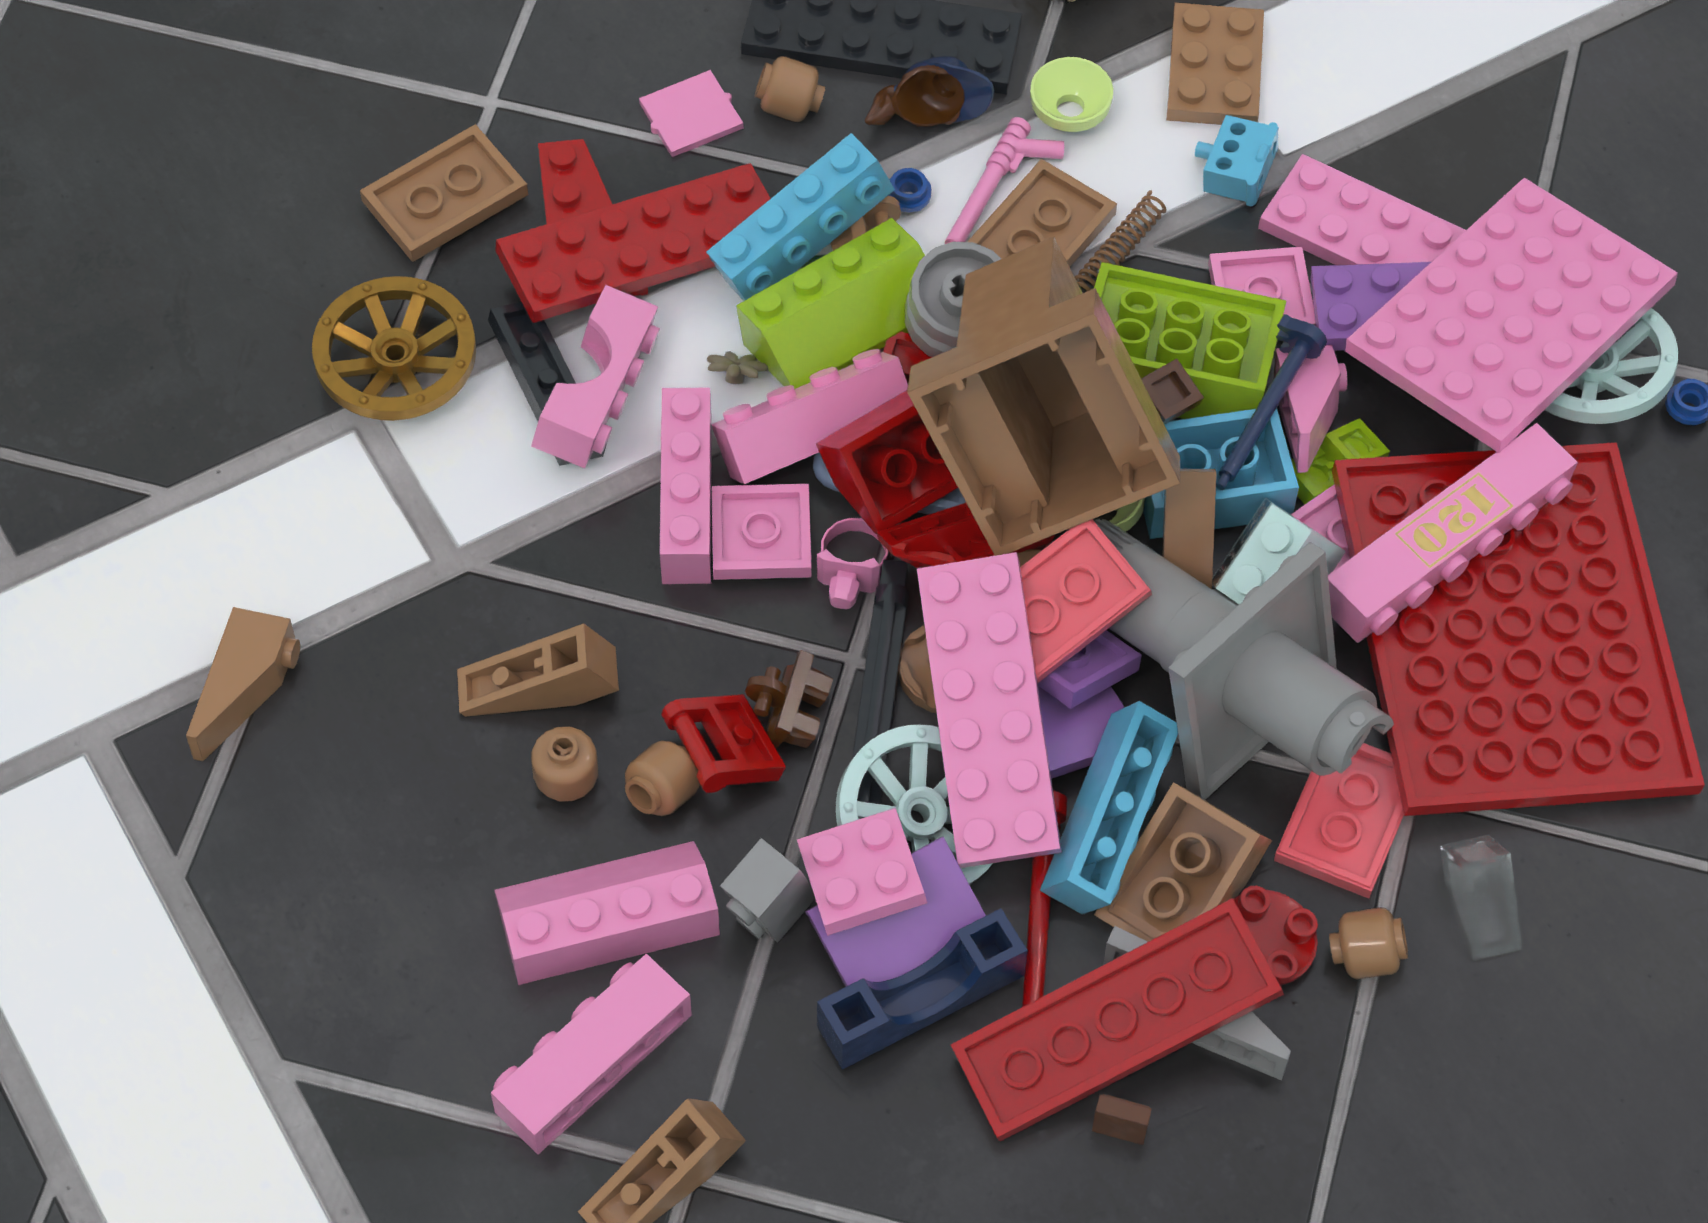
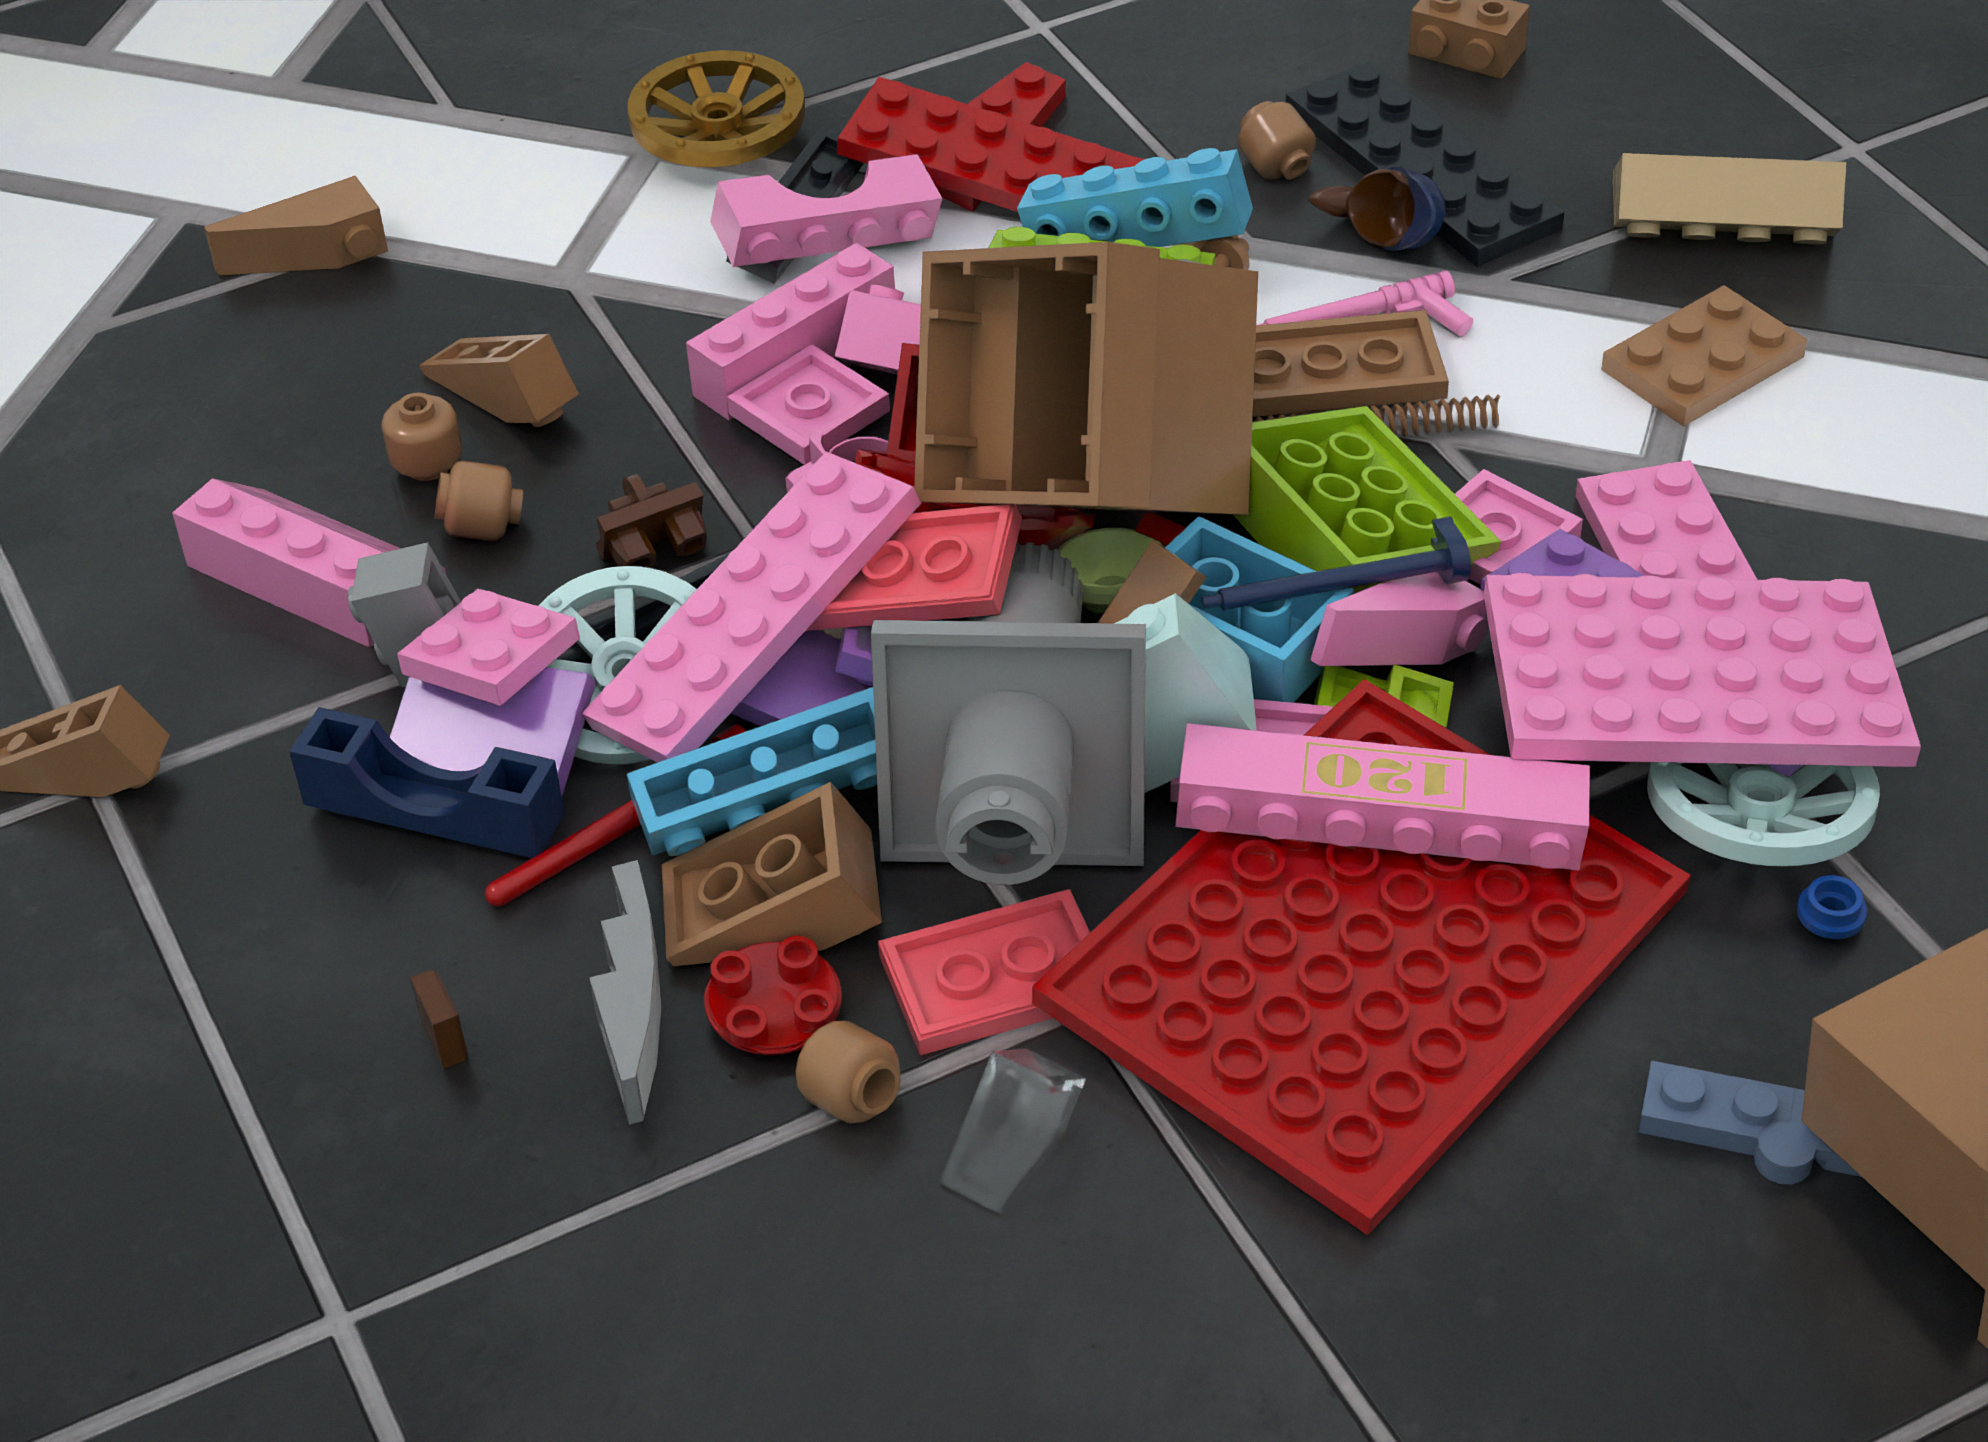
camera: 50 degrees right, 15 degrees down
(444, 192) = (910, 49): medium nougat plate -> none
(590, 1052) = (145, 635): bright pink brick -> none
(691, 113) = (1182, 120): bright pink piece -> none
(736, 734) = (565, 521): red plate -> none
(911, 181) = (1282, 267): blue plate -> none
(1071, 81) = (1520, 275): yellowish green piece -> none
(1116, 1019) = (532, 924): red plate -> none
(1172, 391) = (1257, 504): reddish brown tile -> none
(1239, 159) = (1621, 426): medium azure piece -> none

